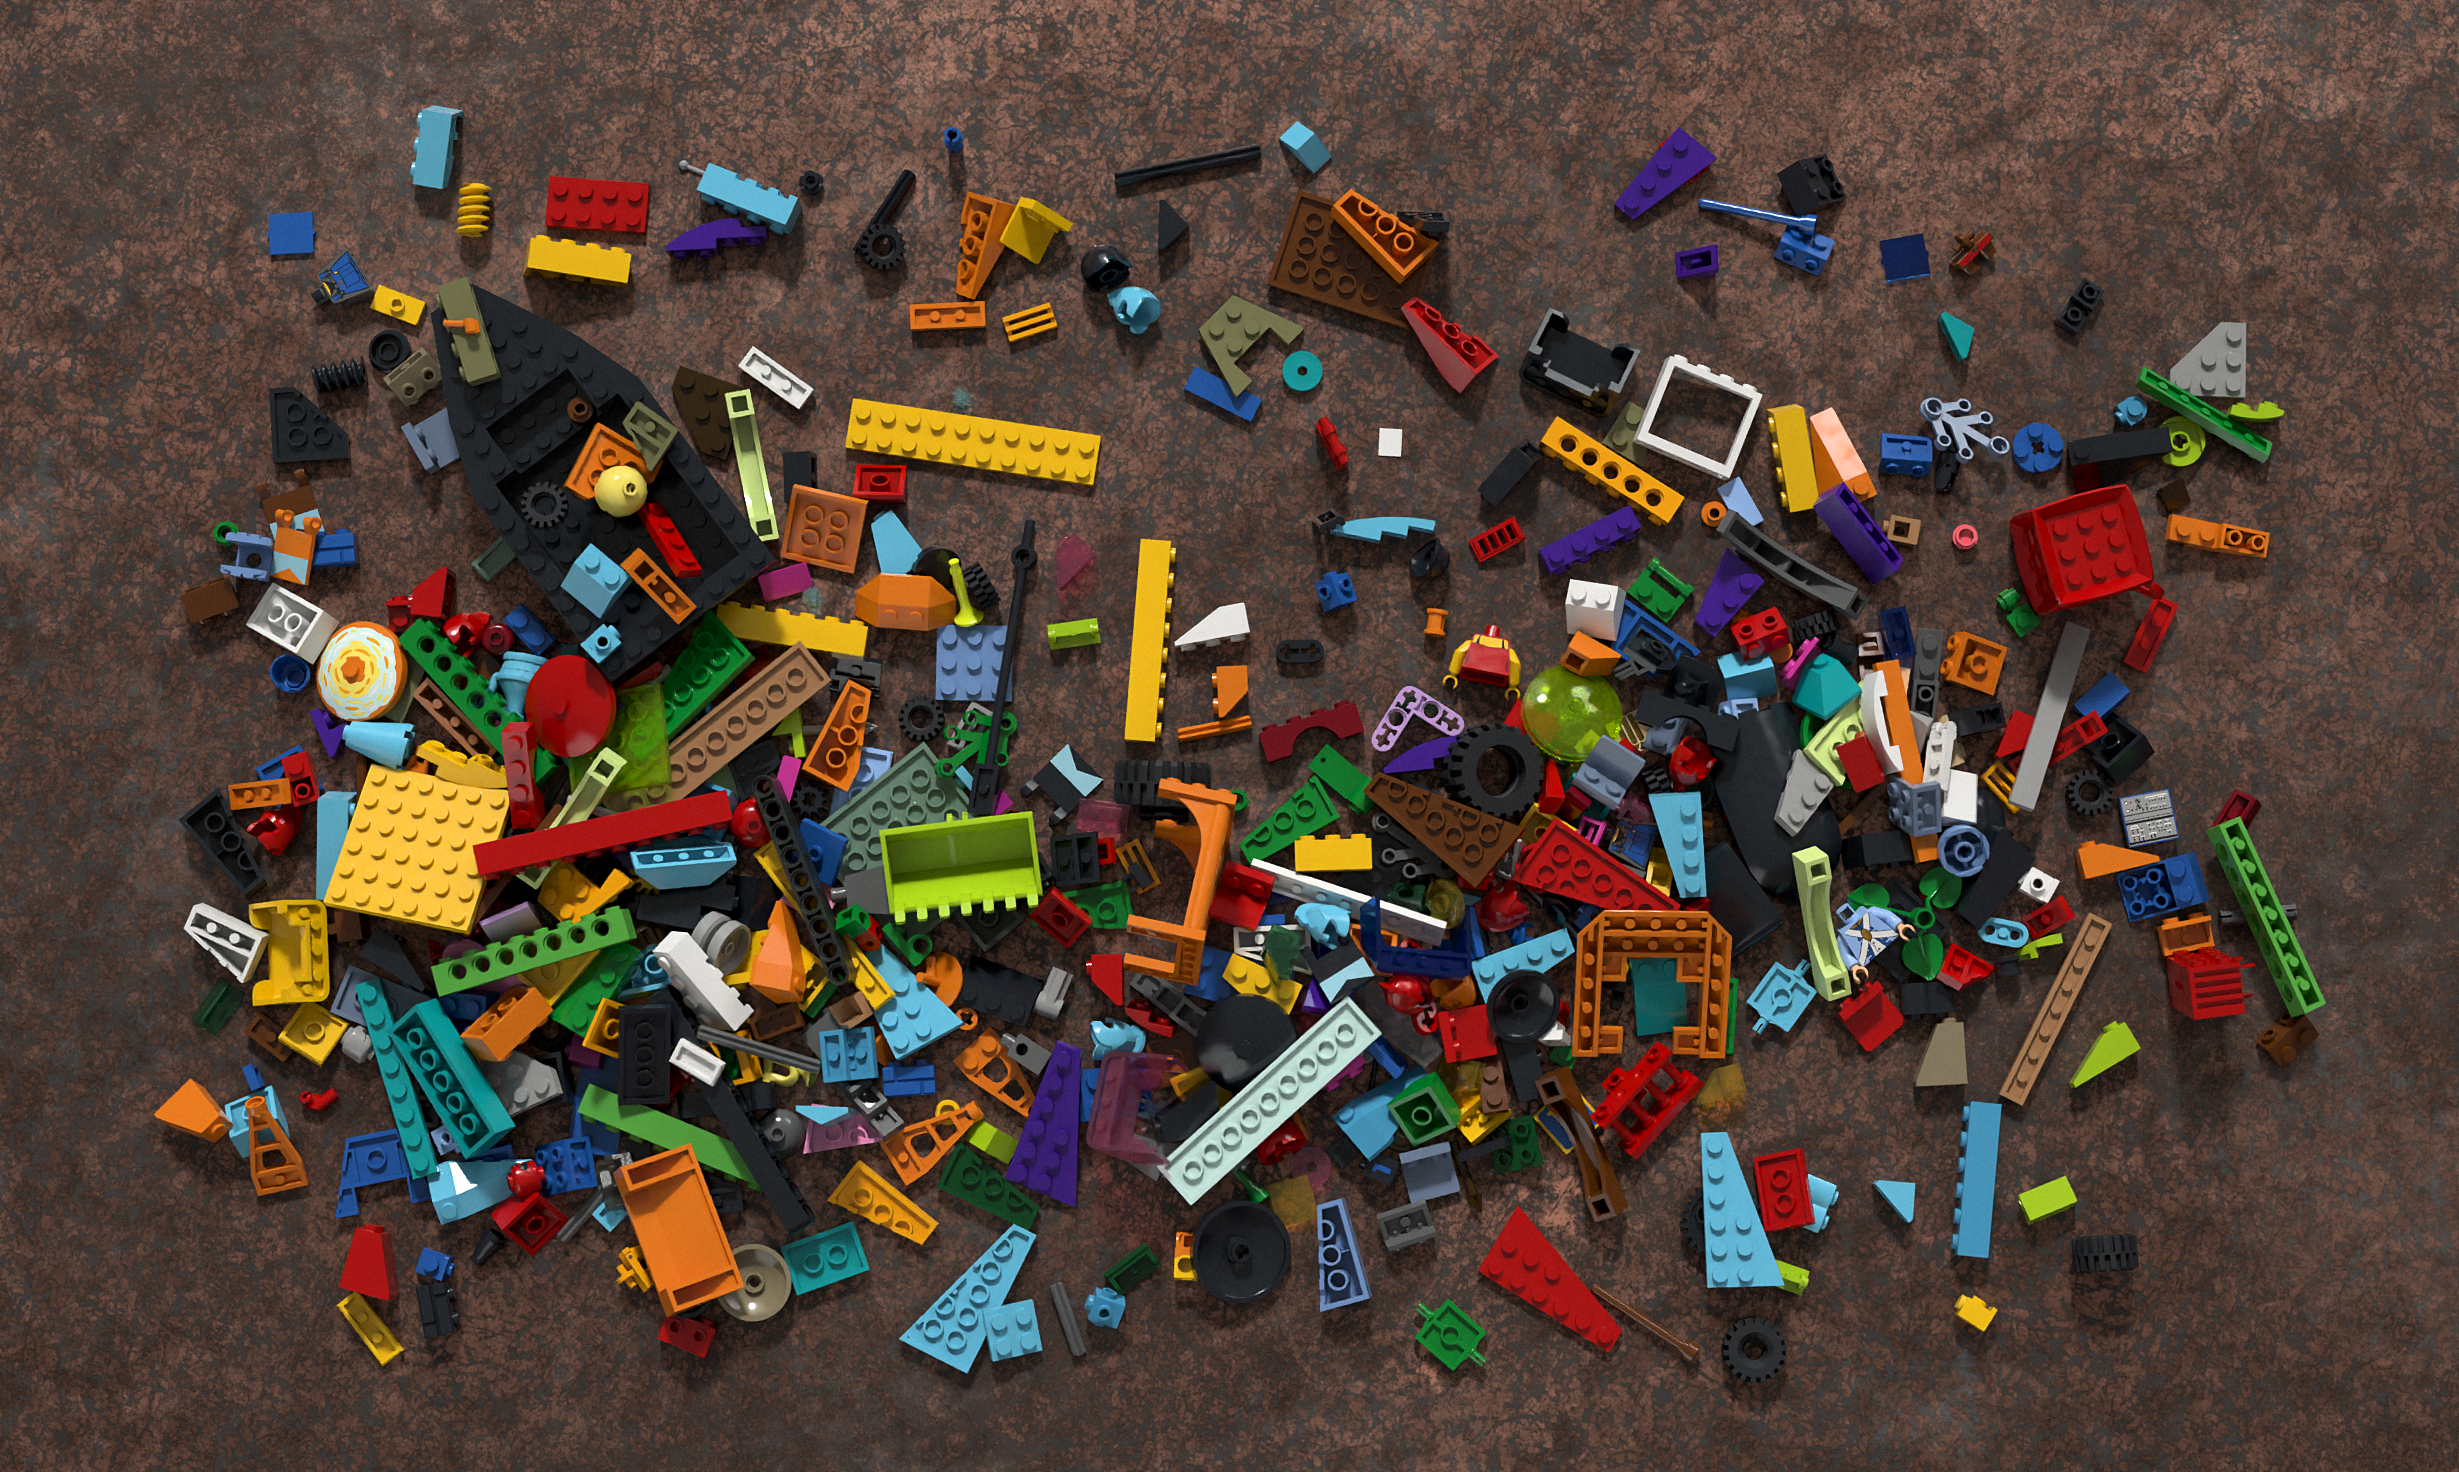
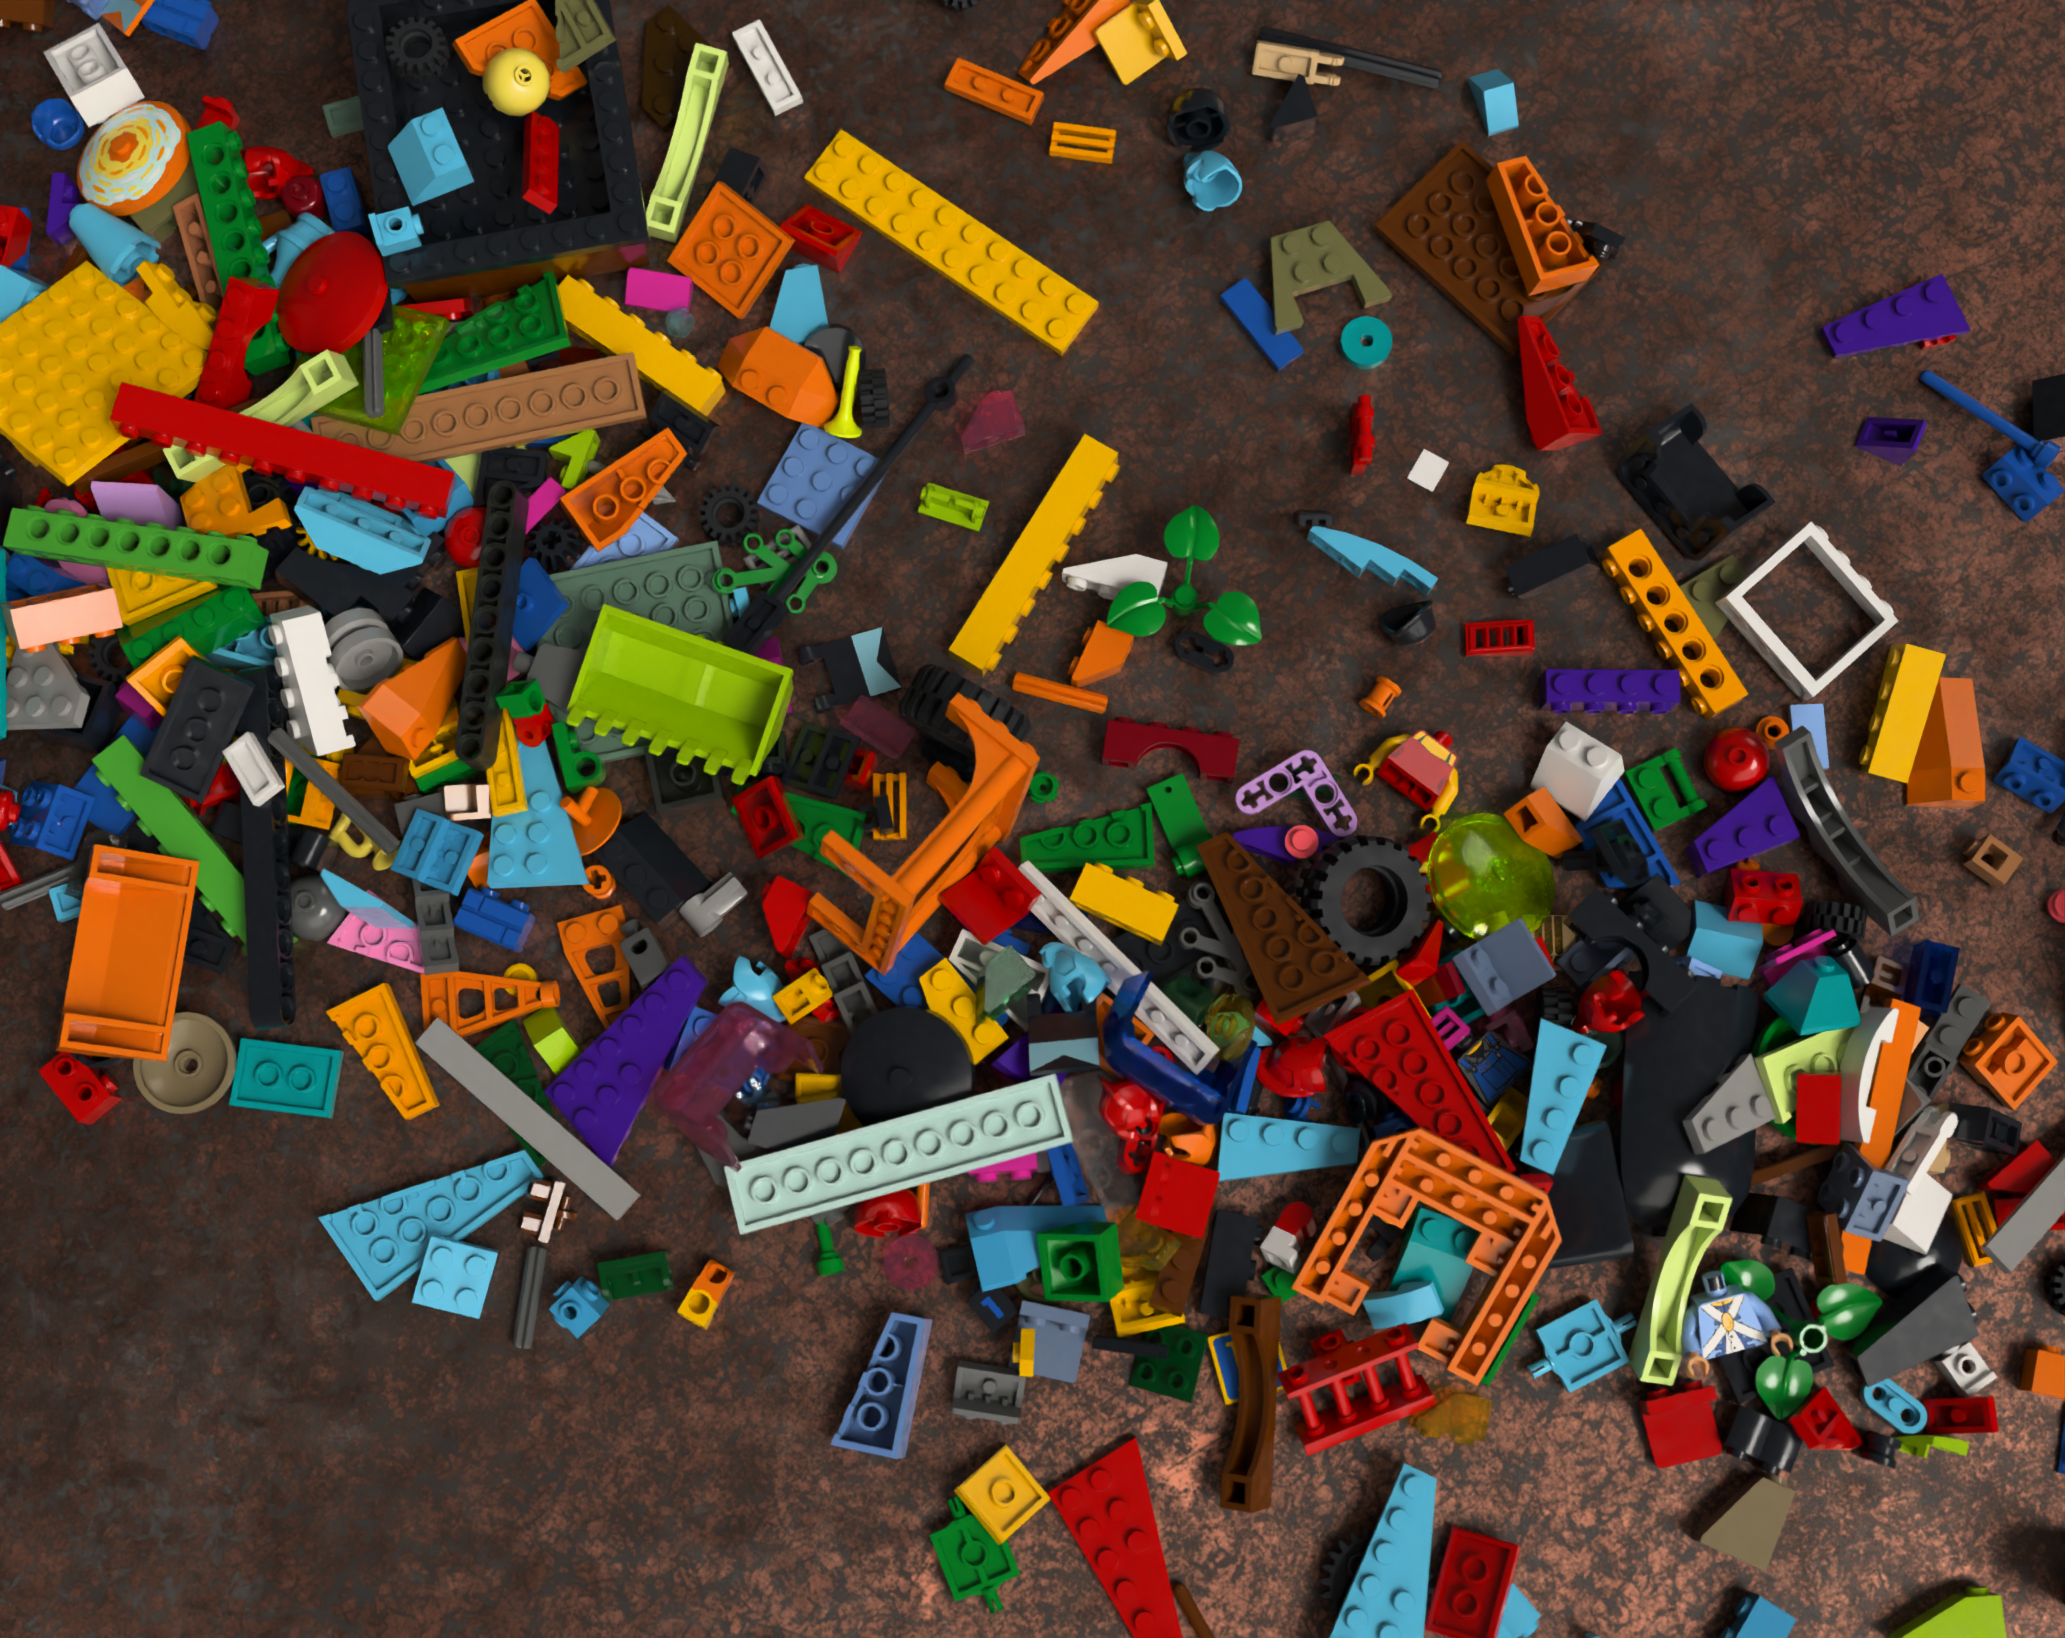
camera: 25 degrees right, 5 degrees down
(433, 596) = (260, 112): red slope -> none
(631, 1259) = (47, 980): light orange hips -> none
(633, 750) = (373, 374): none -> dark grey axle
(658, 586) = (496, 198): orange slope -> none
(962, 397) = (963, 186): clear light blue plate -> none
(1005, 1202) = (528, 1119): none -> light grey tile
(1052, 1254) = (549, 1194): none -> reddish brown hips
(1149, 1026) = (803, 995): none -> yellow bracket
(1152, 190) = (1288, 61): none -> tan hinge
(1240, 1251) = (773, 1321): black dish -> none
(1245, 649) = (1140, 612): none -> green plant
(1293, 1200) = (868, 1292): clear yellow piece -> none
(1335, 591) = (1281, 603): blue brick -> none
(1417, 1187) = (1024, 1352): none -> yellow plate
(1432, 753) = (1301, 841): none -> coral plate
(1449, 1287) = (1002, 1494): none -> yellow tile
(1453, 440) = (1503, 500): none -> yellow slope
(1475, 1198) = (1088, 1401): dark brown piece -> none
(1532, 1014) = (1266, 1213): black dish -> none
(1653, 1028) = (1408, 1304): none -> medium azure slope
(1698, 545) = (1736, 760): none -> red cylinder
(1858, 533) = (1940, 835): dark purple brick -> none
(1908, 853) = (1826, 1247): none -> reddish brown plate
(1962, 850) = (1896, 1278): medium blue cylinder -> none
(2055, 1009) = (1915, 1533): medium nougat plate -> none

